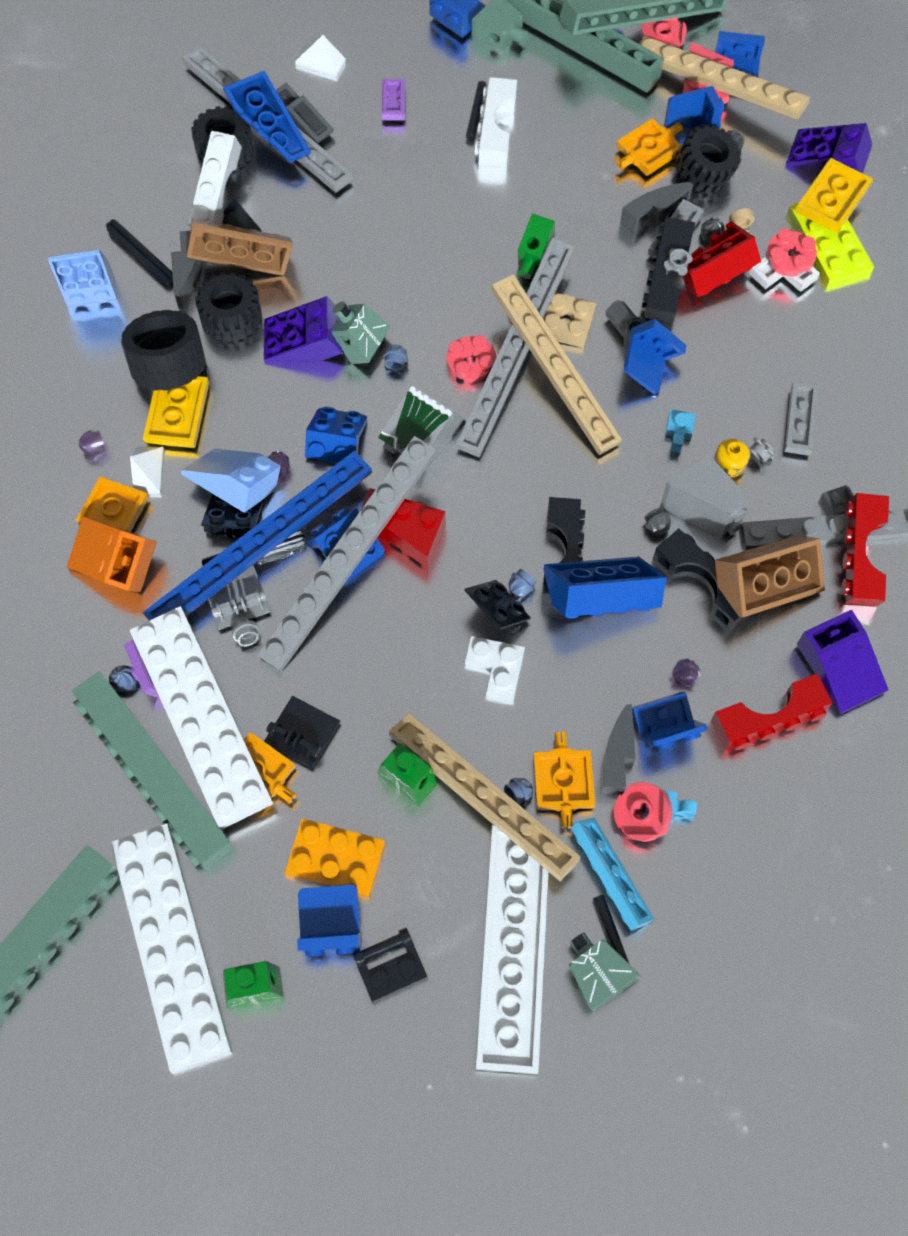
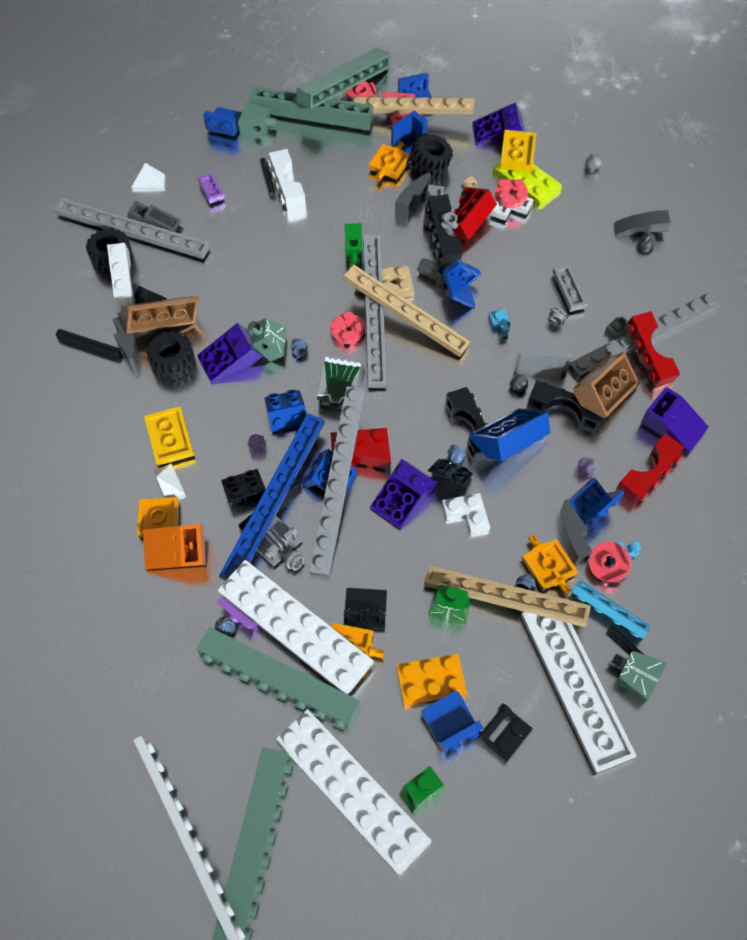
camera: 25 degrees left, 5 degrees down
(84, 277) = (61, 372): light blue slope -> none
(91, 443) = (120, 479): clear purple plate -> none
(163, 350) = (142, 398): black tyre -> none
(235, 476) = (233, 461): light blue slope -> none
(263, 110) = (131, 221): blue wedge -> none
(426, 605) = (403, 493): none -> dark purple slope
(711, 227) = (454, 197): dark grey plate -> none
(732, 456) = (544, 322): yellow head -> none

